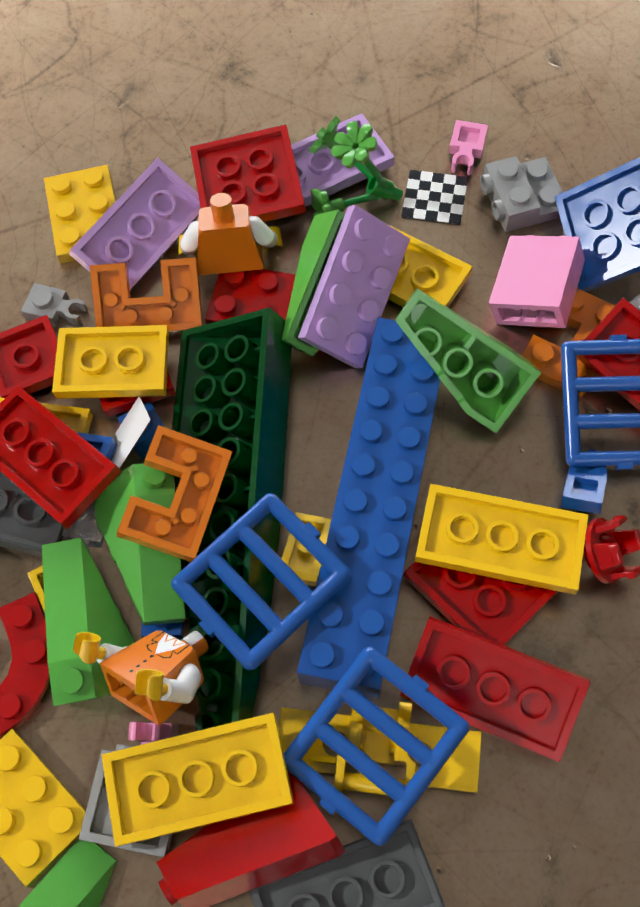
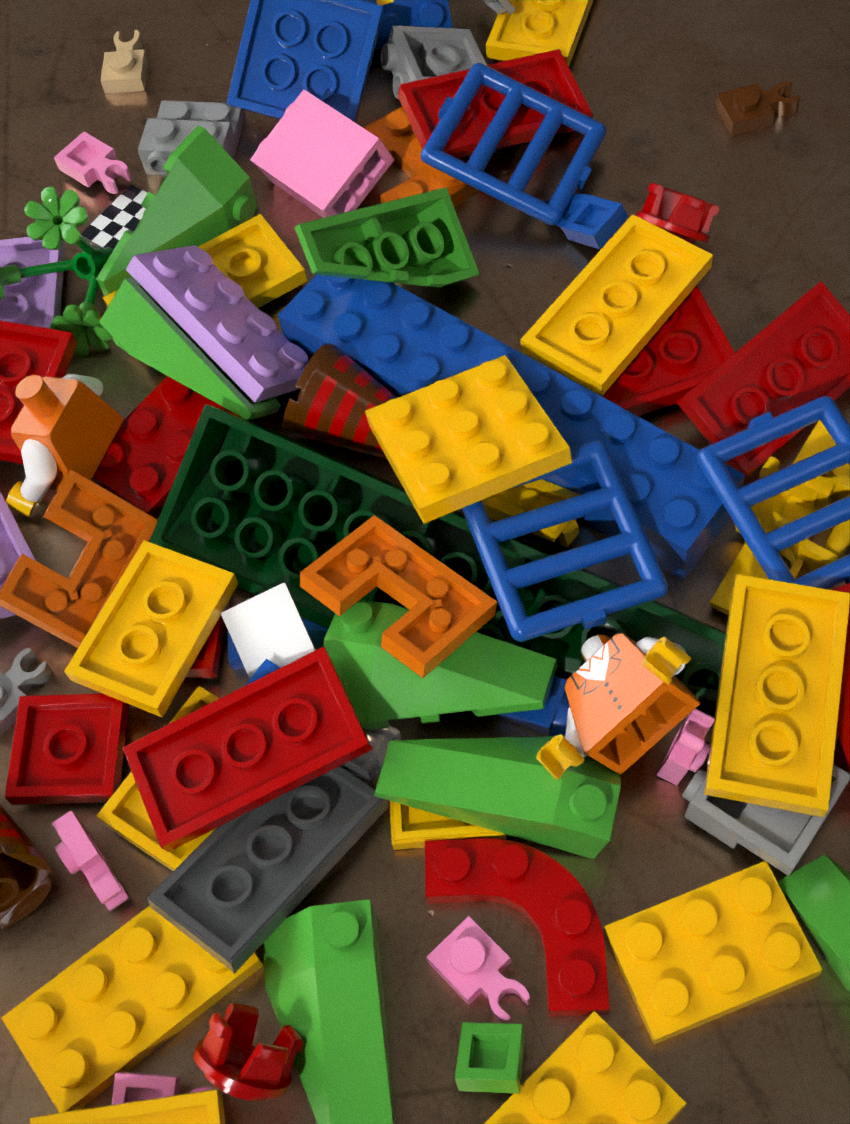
camera: 60 degrees left, 5 degrees down
(311, 482) = (467, 438): none -> yellow plate
(328, 400) = (335, 401): none -> reddish brown cone
(452, 221) = (195, 203): none -> bright green wedge
(566, 120) = (125, 68): none -> tan plate

